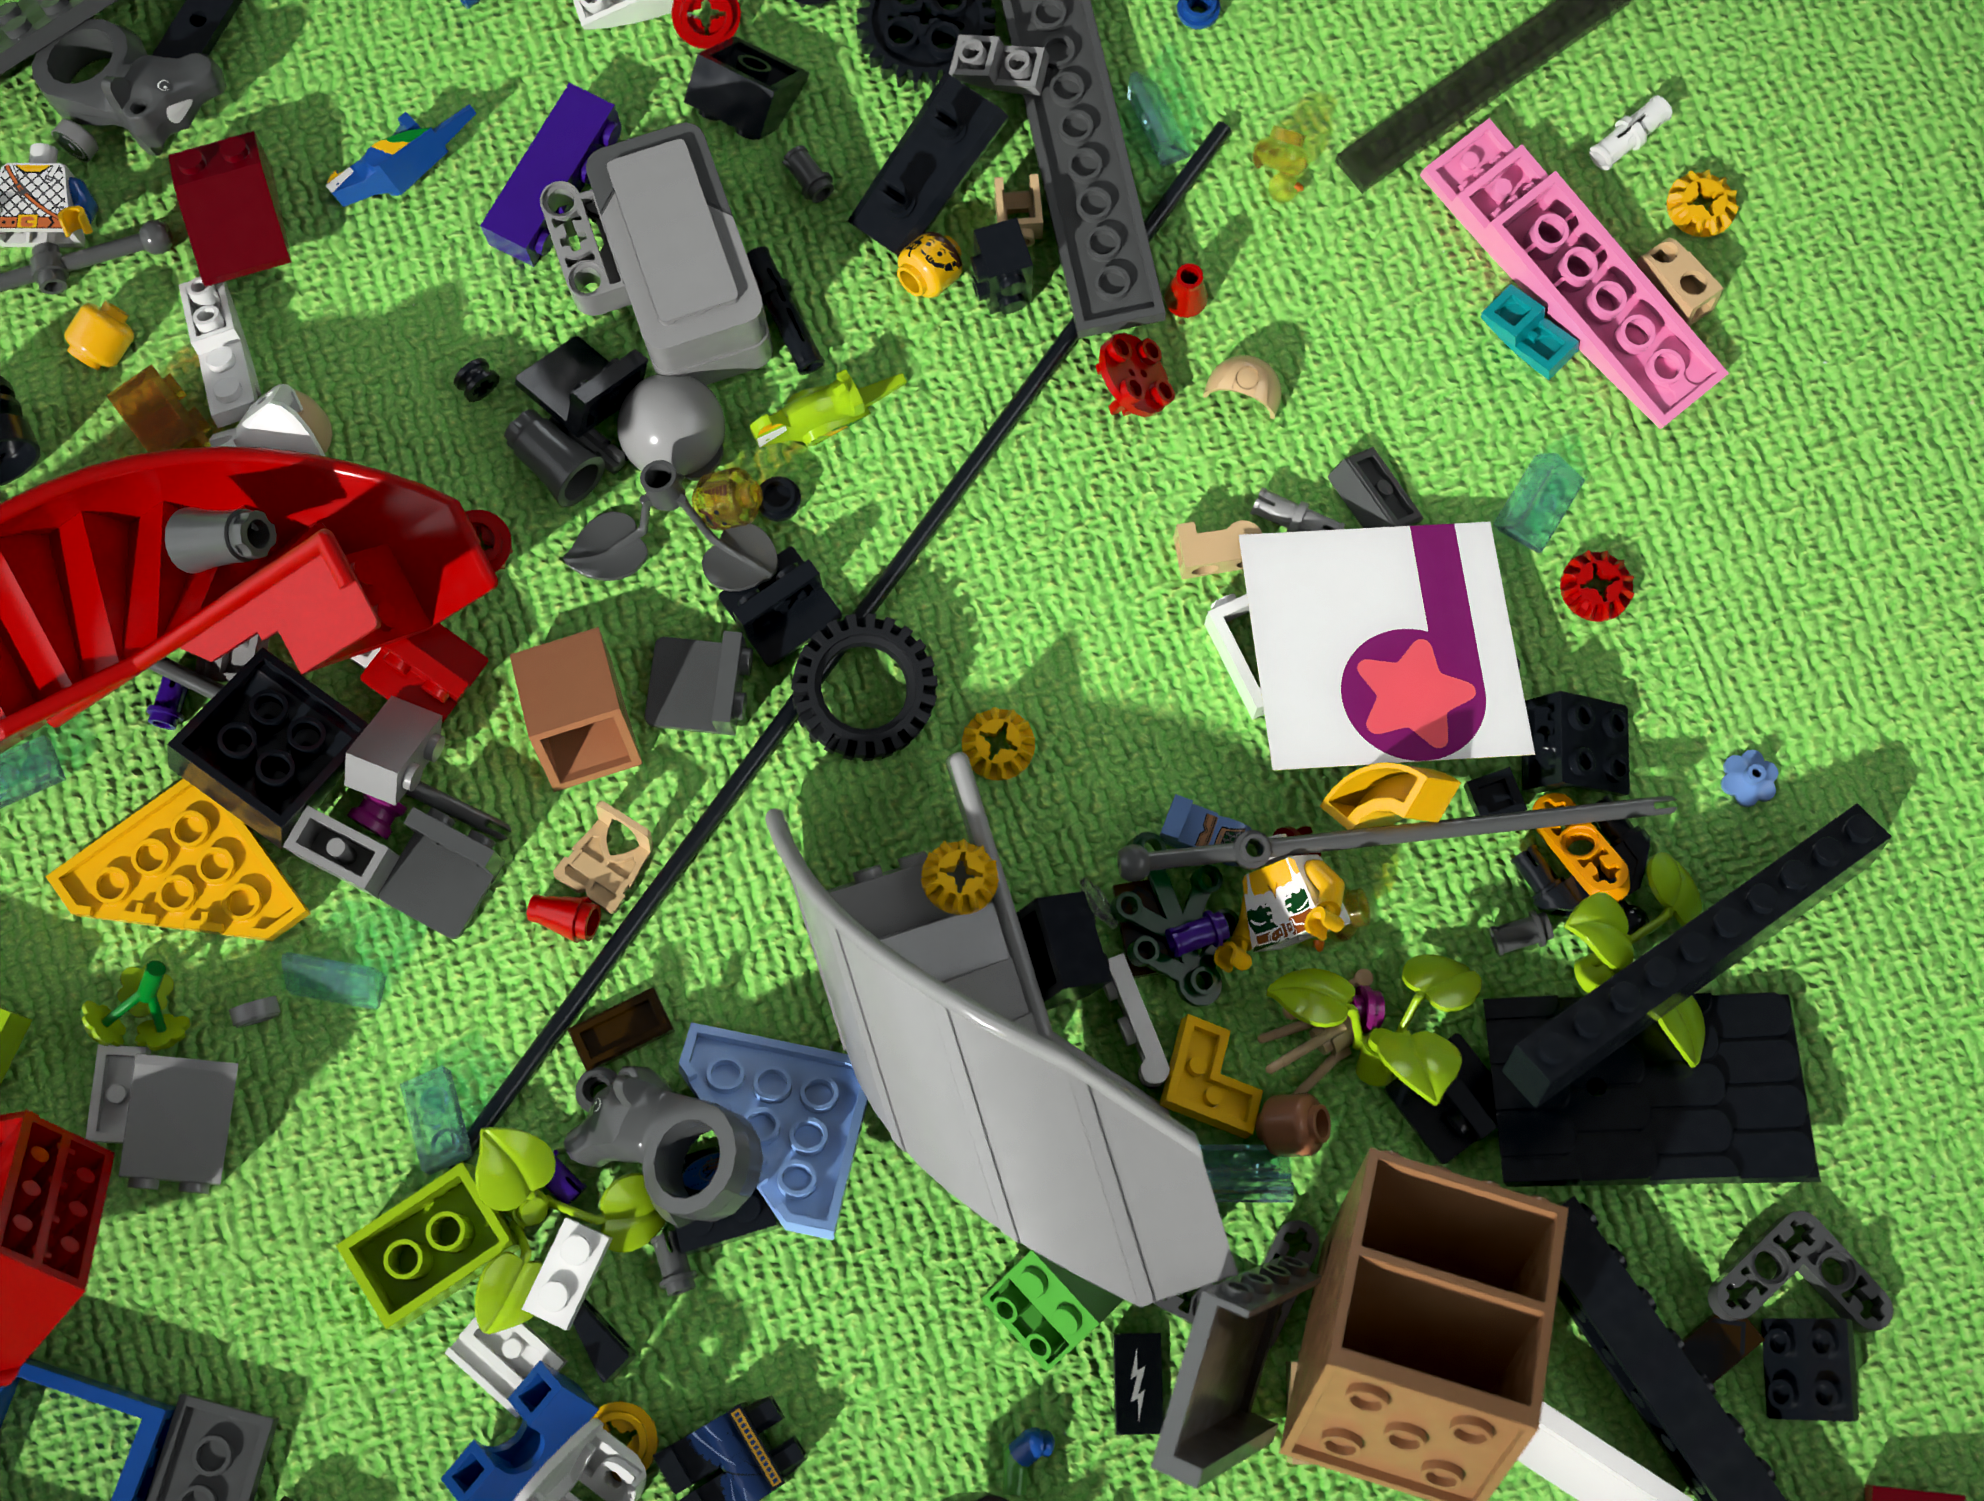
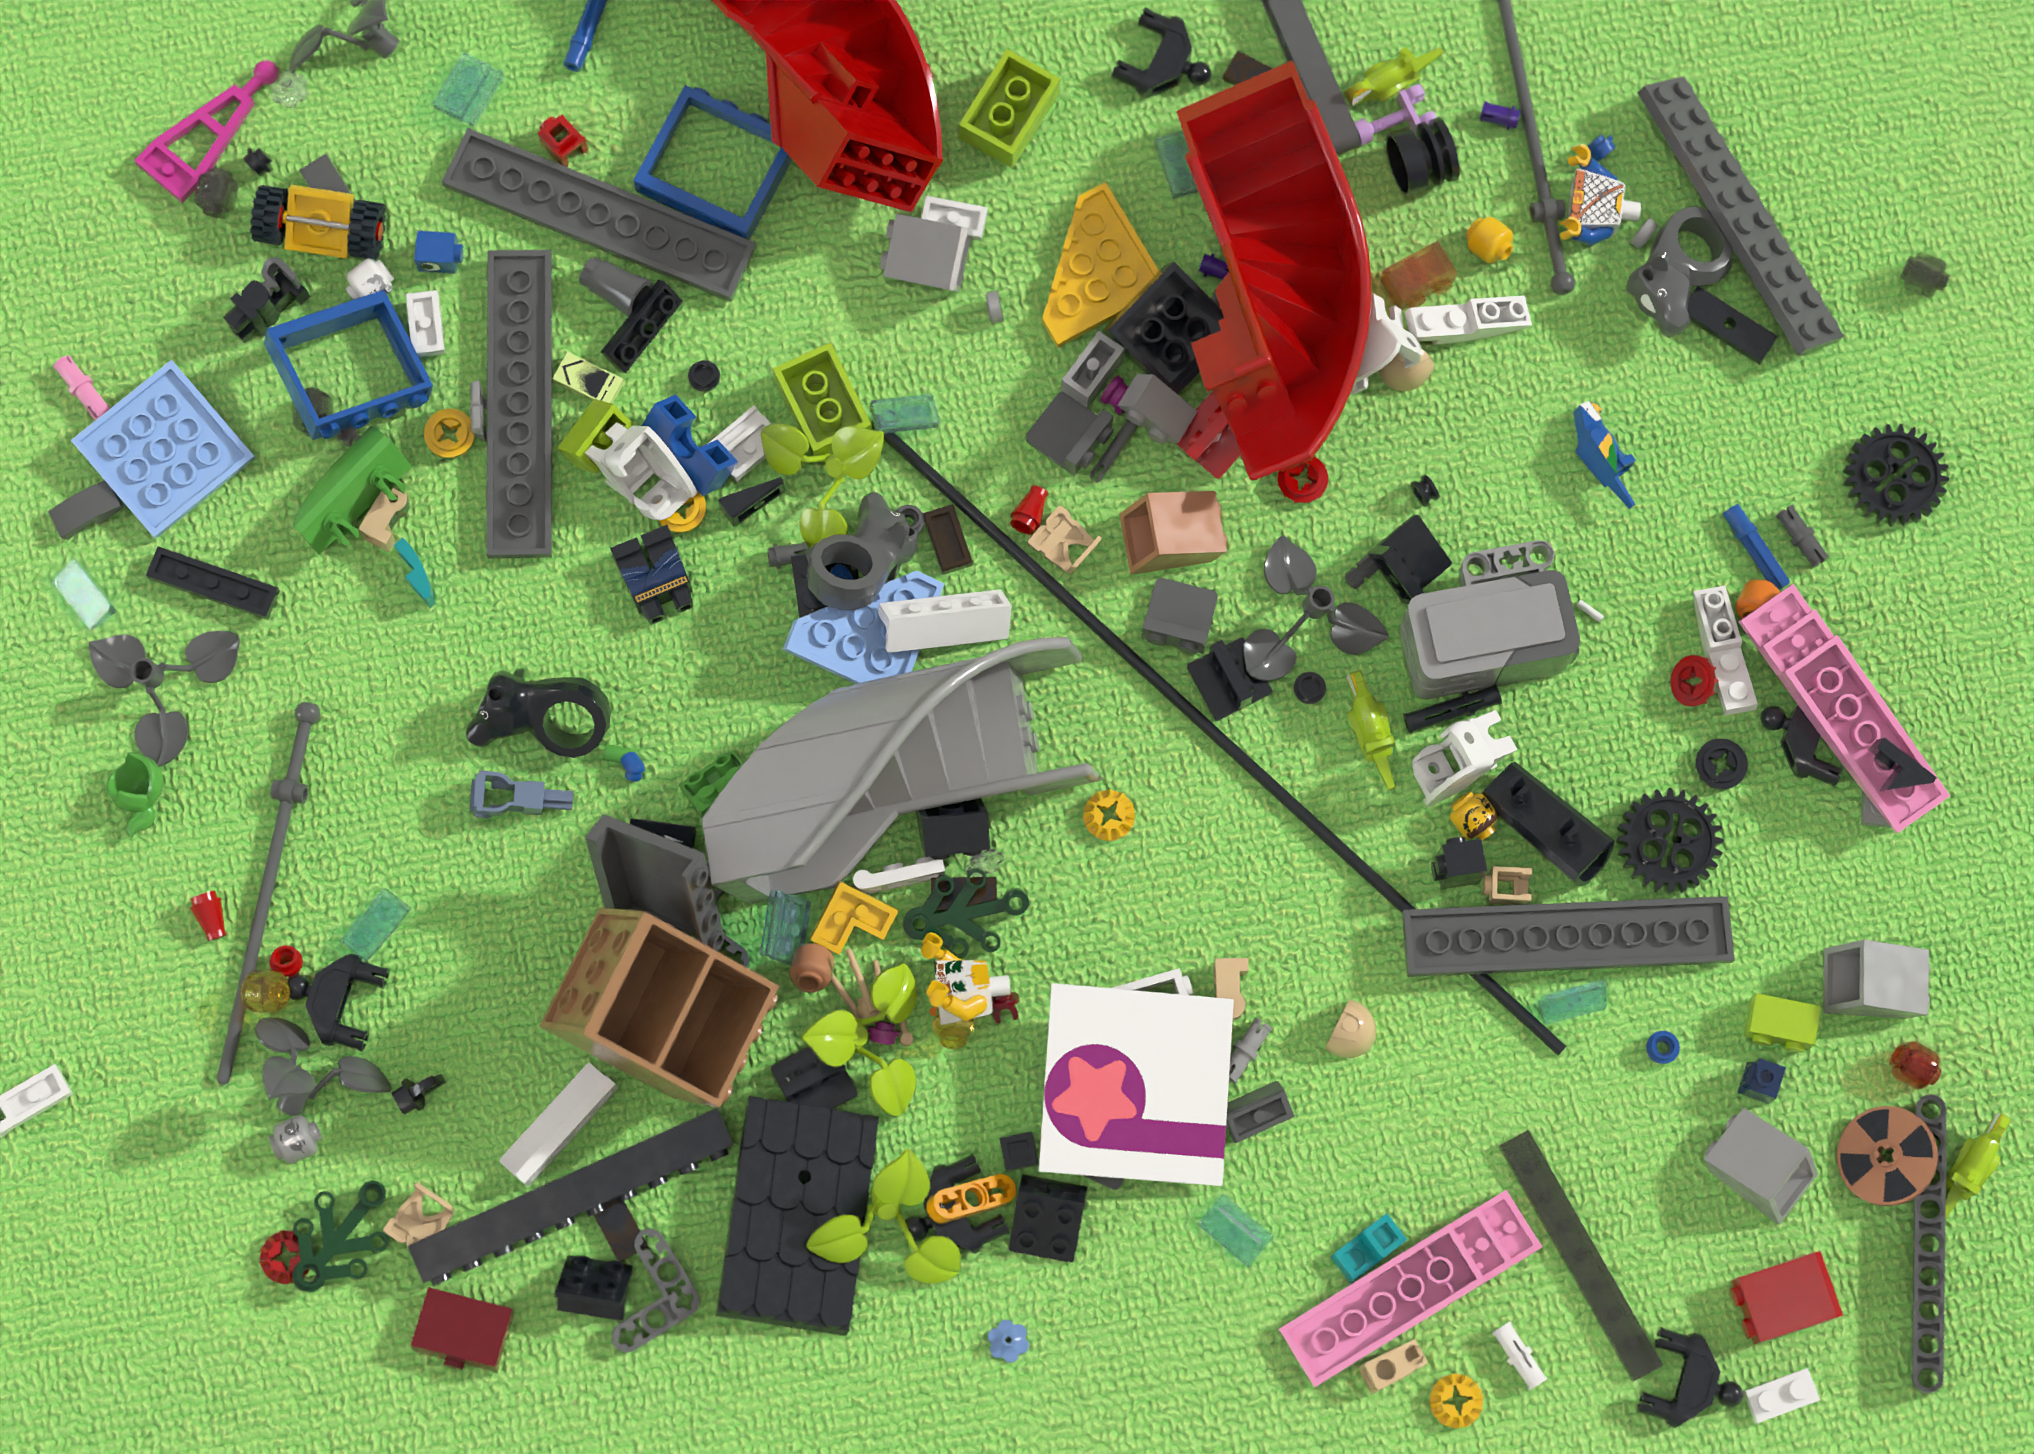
camera: 95 degrees right, 0 degrees up
(141, 993) = (1016, 237): lime plant -> none
(214, 538) = (1301, 301): dark grey plant -> none
(230, 208) = (1573, 334): dark red slope -> none
(333, 980) = (1009, 358): clear light blue slope -> none
(403, 1440) = (704, 376): none -> black plate
(554, 457) = (1358, 536): dark grey plant -> none
(558, 153) = (1580, 559): dark purple brick -> none
(564, 1184) = (854, 488): dark purple pin -> none
(567, 1273) = (789, 483): white plate -> none
(671, 422) = (1371, 619): light grey piece -> none
(727, 498) = (1310, 650): clear yellow head -> none
(744, 87) = (1633, 703): black slope -> none
(748, 1010) = (945, 620): none -> white panel
(814, 183) = (1557, 740): dark grey pin -> none
(849, 264) = (1473, 752): none -> white piece
(887, 638) = (1154, 687): black tyre -> none
(942, 888) = (993, 767): yellow gear -> none
(1003, 68) = (1623, 885): light grey slope -> none
(1134, 375) = (1382, 945): red plate -> none
(1136, 862) = (1002, 883): dark grey bar -> none
(1186, 292) = (1425, 1005): red cone -> none
(1196, 826) = (1024, 944): medium blue leg -> none
(1197, 934) = (950, 923): dark purple pin -> none
(1284, 153) = (1529, 1089): clear yellow animal -> none
(1389, 793) = (1023, 1066): yellow brick -> none
(1522, 933) = (920, 1147): dark grey pin -> none
(1588, 602) = (1155, 1270): red gear -> none
(1693, 956) = (881, 1253): black brick -> none

